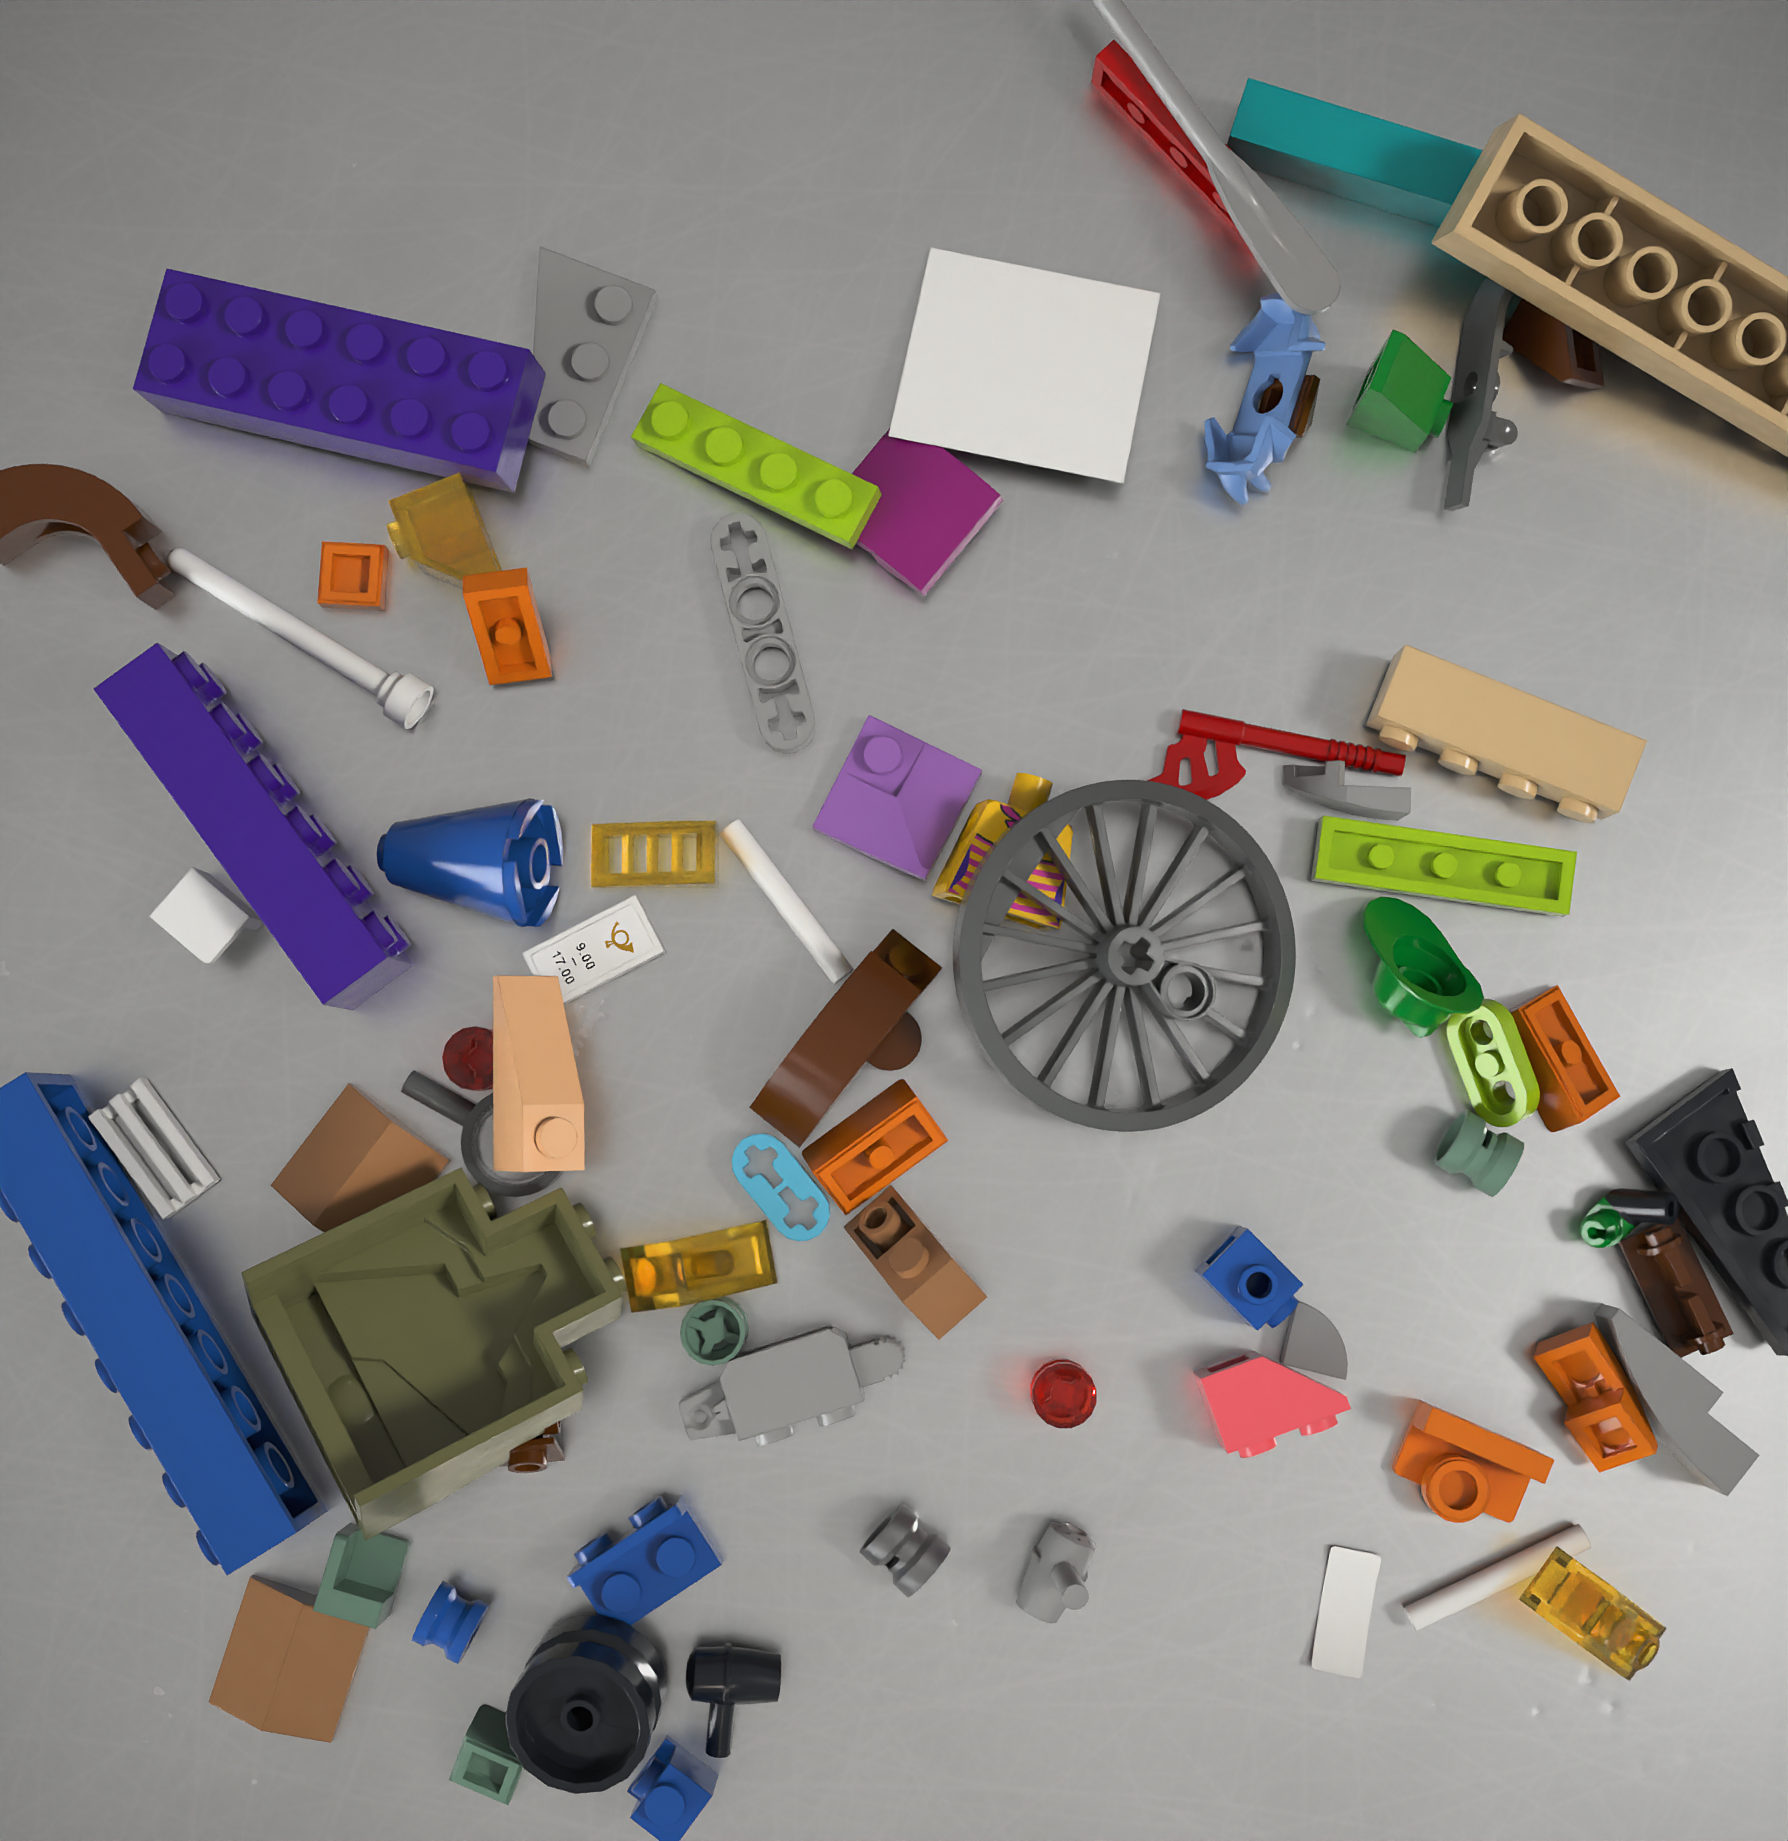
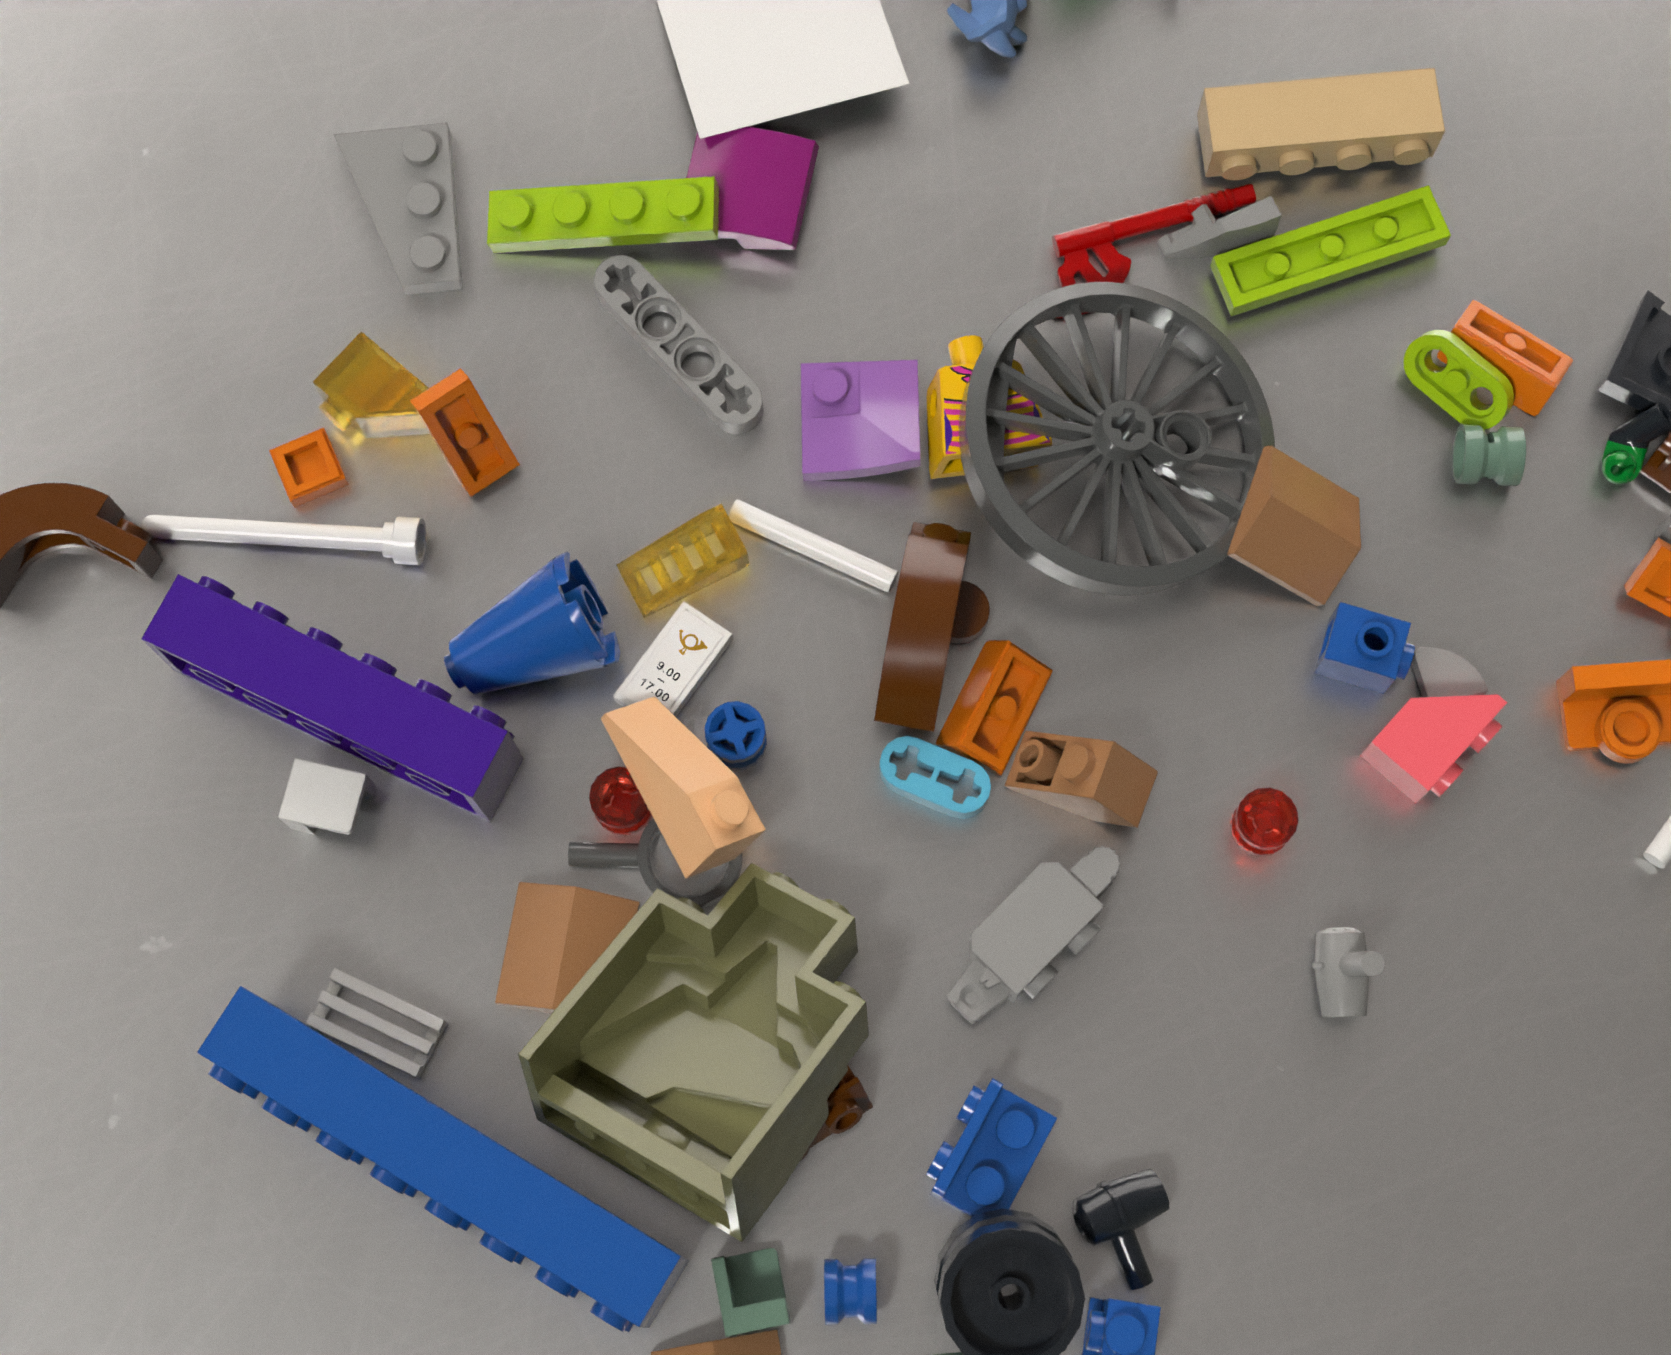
camera: 30 degrees left, 10 degrees down
(340, 379) = (220, 310): dark purple brick -> none
(604, 1050) = (732, 723): none -> blue wheel
(698, 1266) = (900, 875): clear yellow slope -> none
(707, 1337) = (944, 908): sand green wheel -> none
(905, 1550) = (1206, 1020): flat silver wheel -> none
(1252, 1129) = (1297, 527): none -> medium nougat slope
(1345, 1612) = (1597, 884): white sticker -> none
(1417, 968) = (1357, 341): green piece -> none

